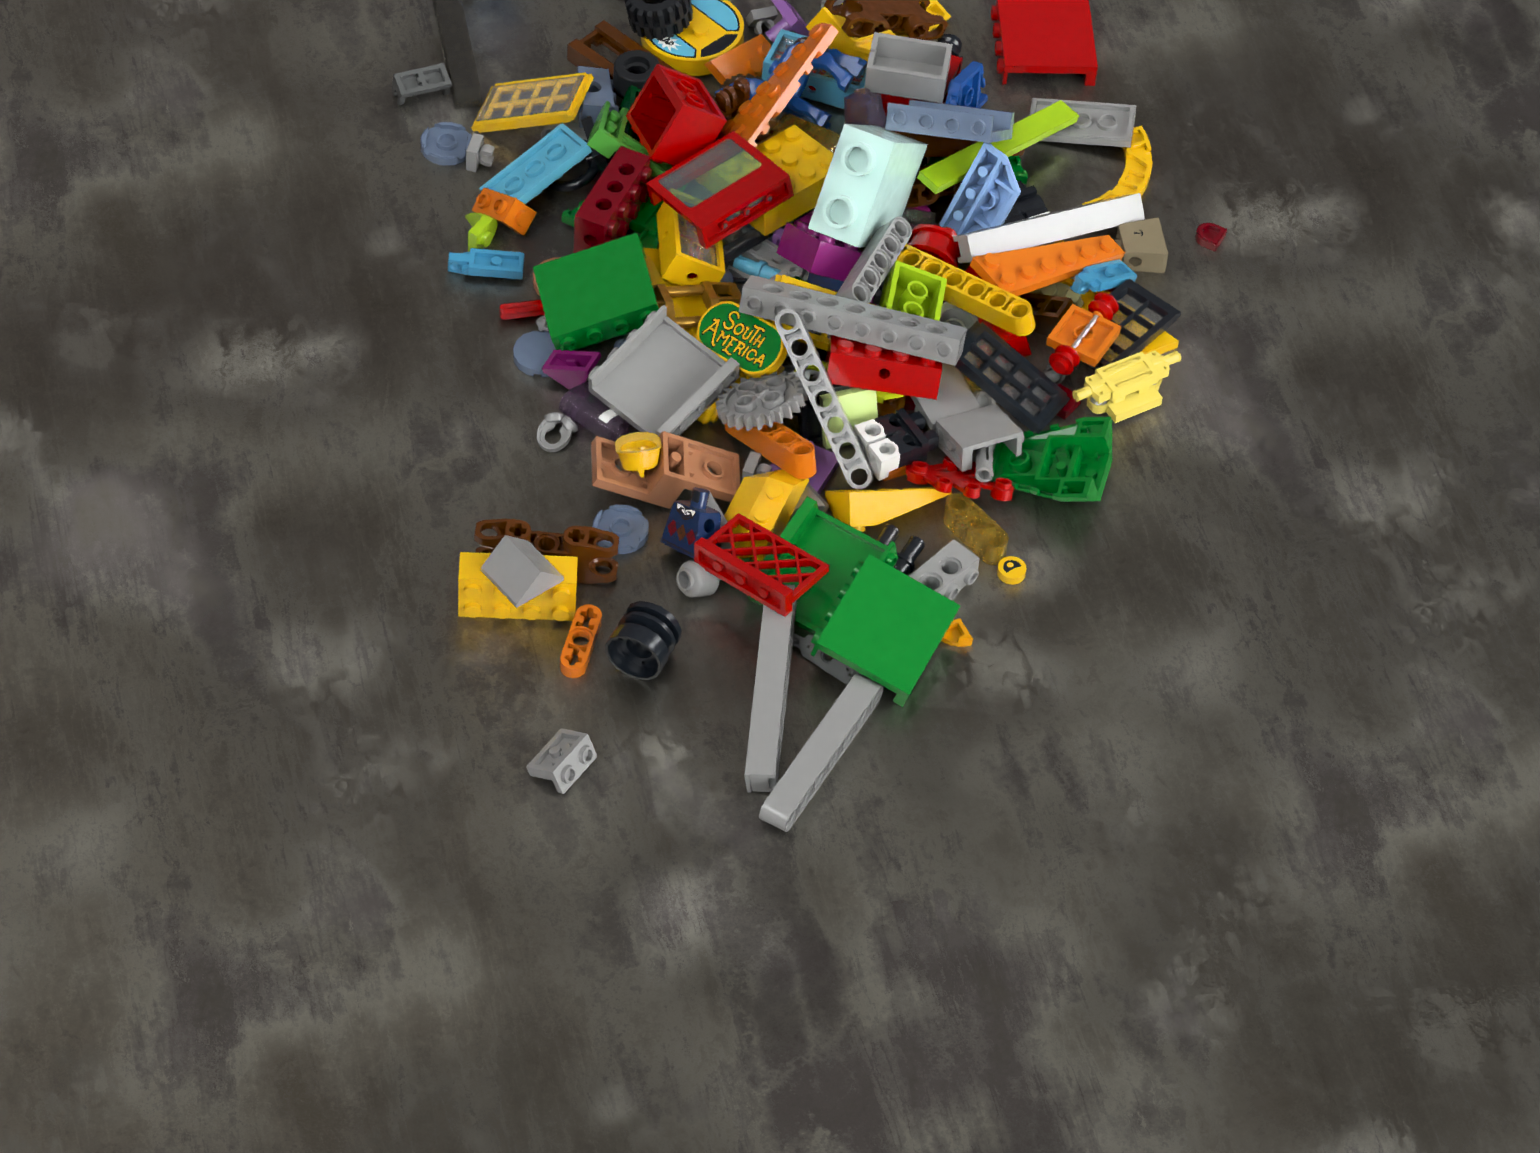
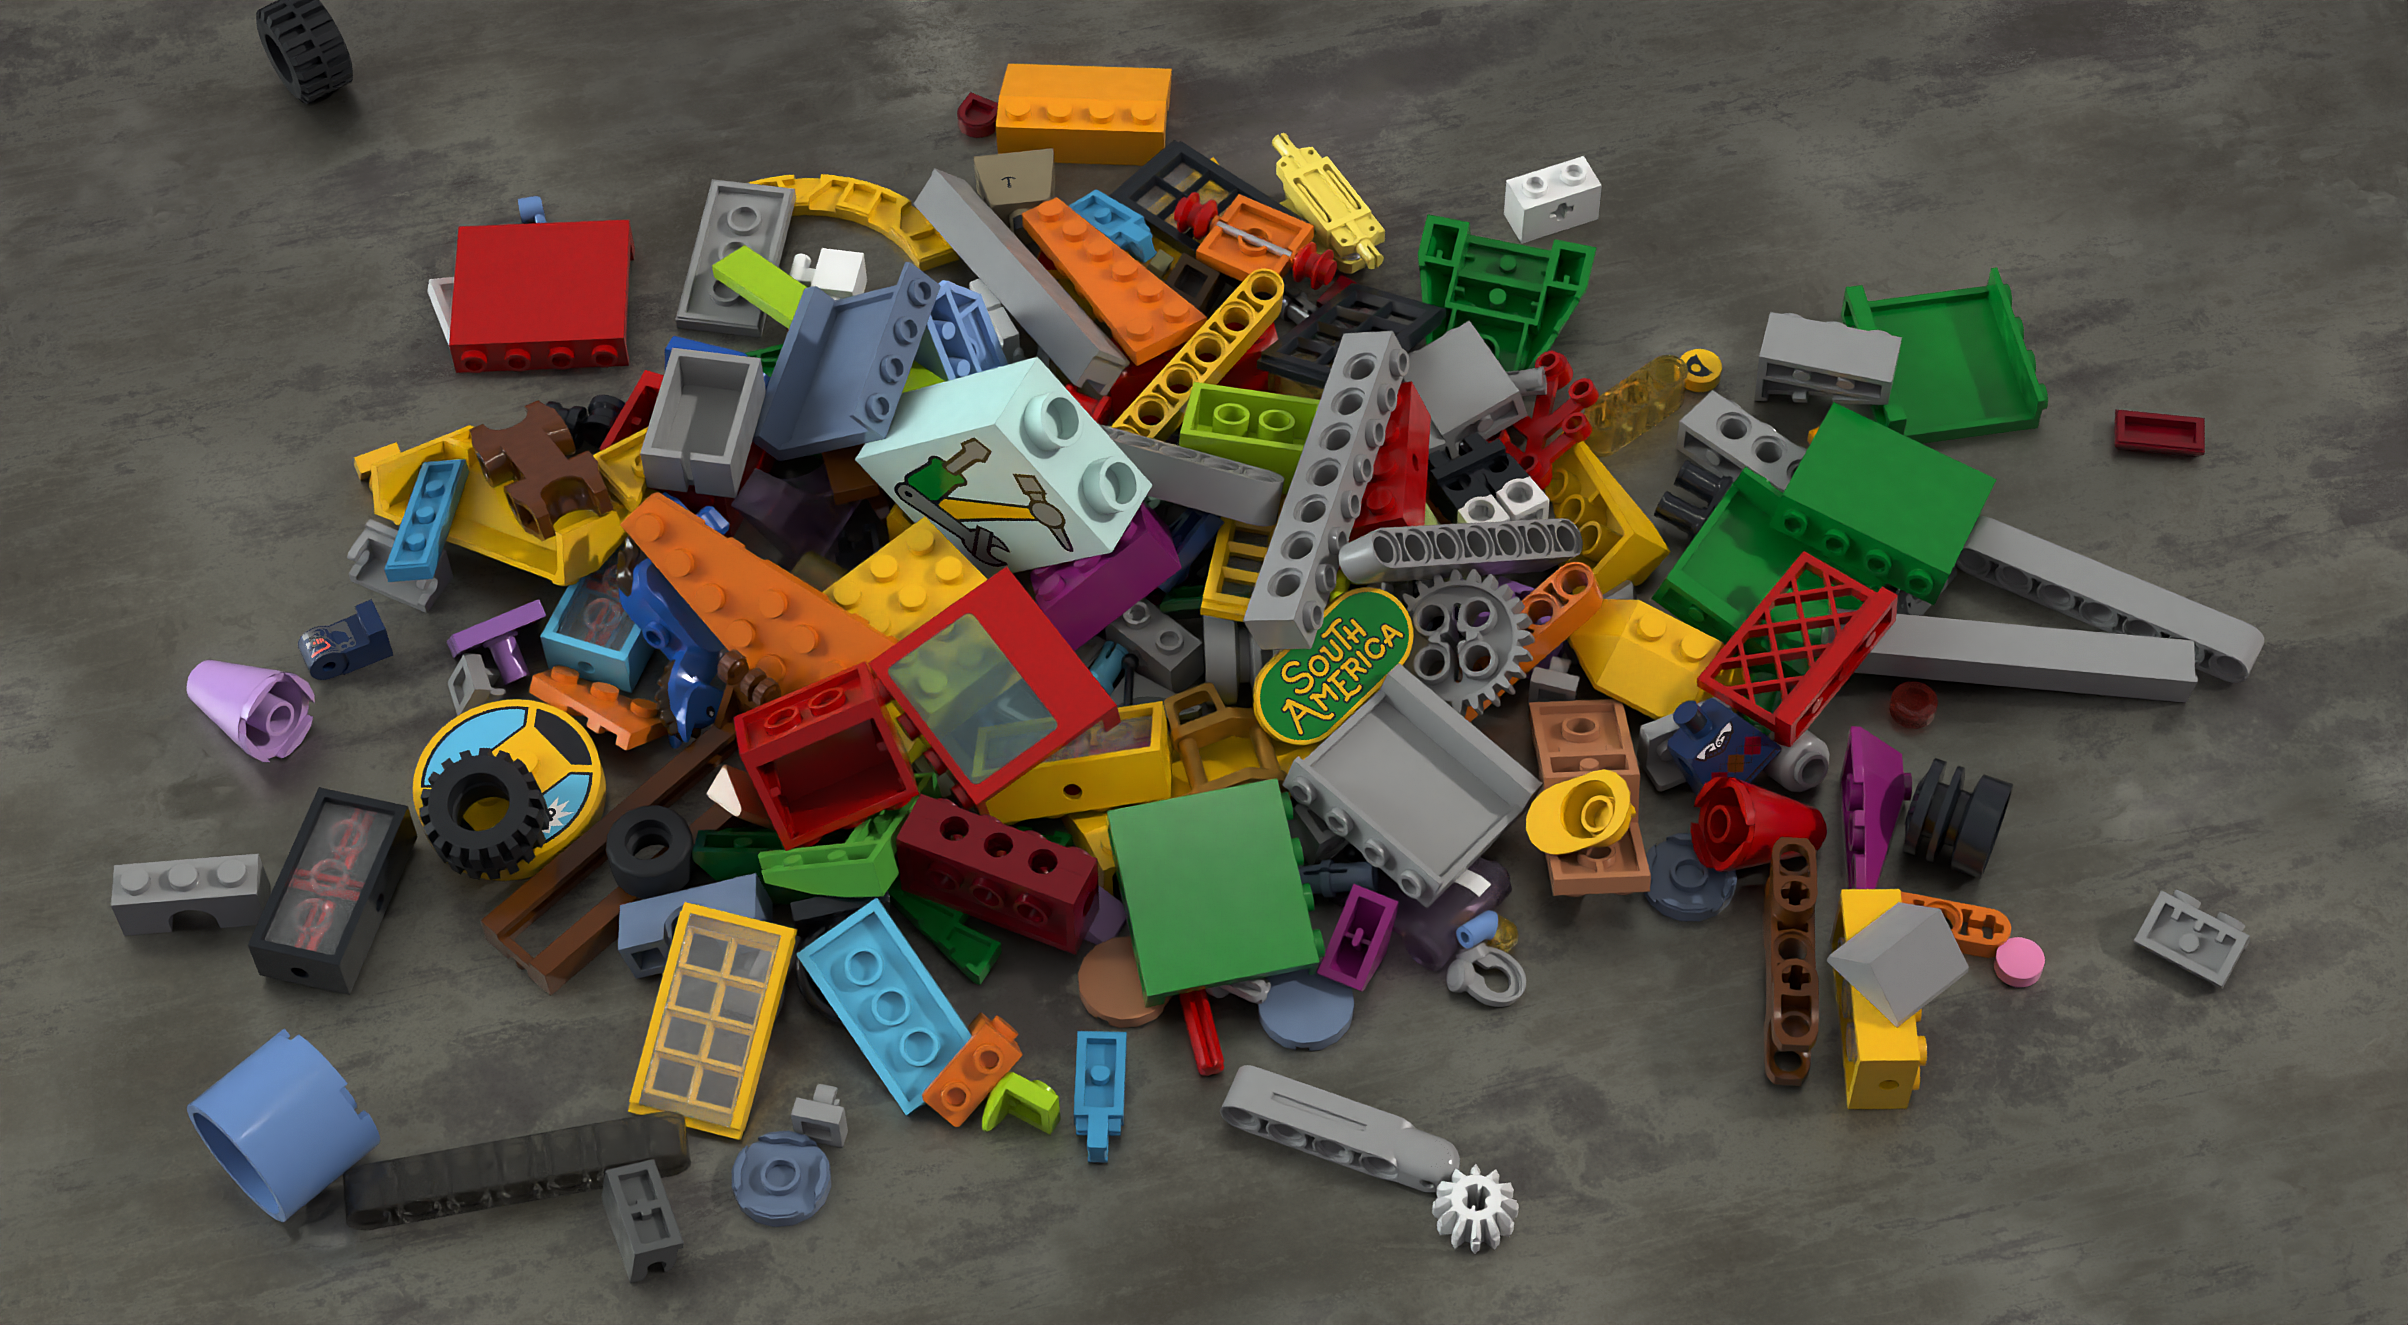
camera: 85 degrees left, 5 degrees up
(400, 410) = (1471, 1225): none -> white gear
(455, 359) = (1338, 1129): none -> light grey piece
(551, 676) = (2019, 962): none -> bright pink tile
(581, 426) = (1491, 927): none -> medium blue arm
(641, 546) = (1744, 822): none -> red cone
(667, 590) = (1871, 805): none -> magenta wedge
(744, 649) = (1913, 705): none -> clear red tile
(964, 804) = (2159, 433): none -> dark red tile
(997, 605) = (1826, 360): none -> light grey wedge
(1020, 690) = (1957, 363): none -> green panel
(1060, 162) = (836, 273): none -> white brick
(1115, 39) = (531, 210): none -> medium blue hand
(1147, 500) = (1552, 199): none -> white brick
(1216, 278) = (1084, 112): none -> light orange piece

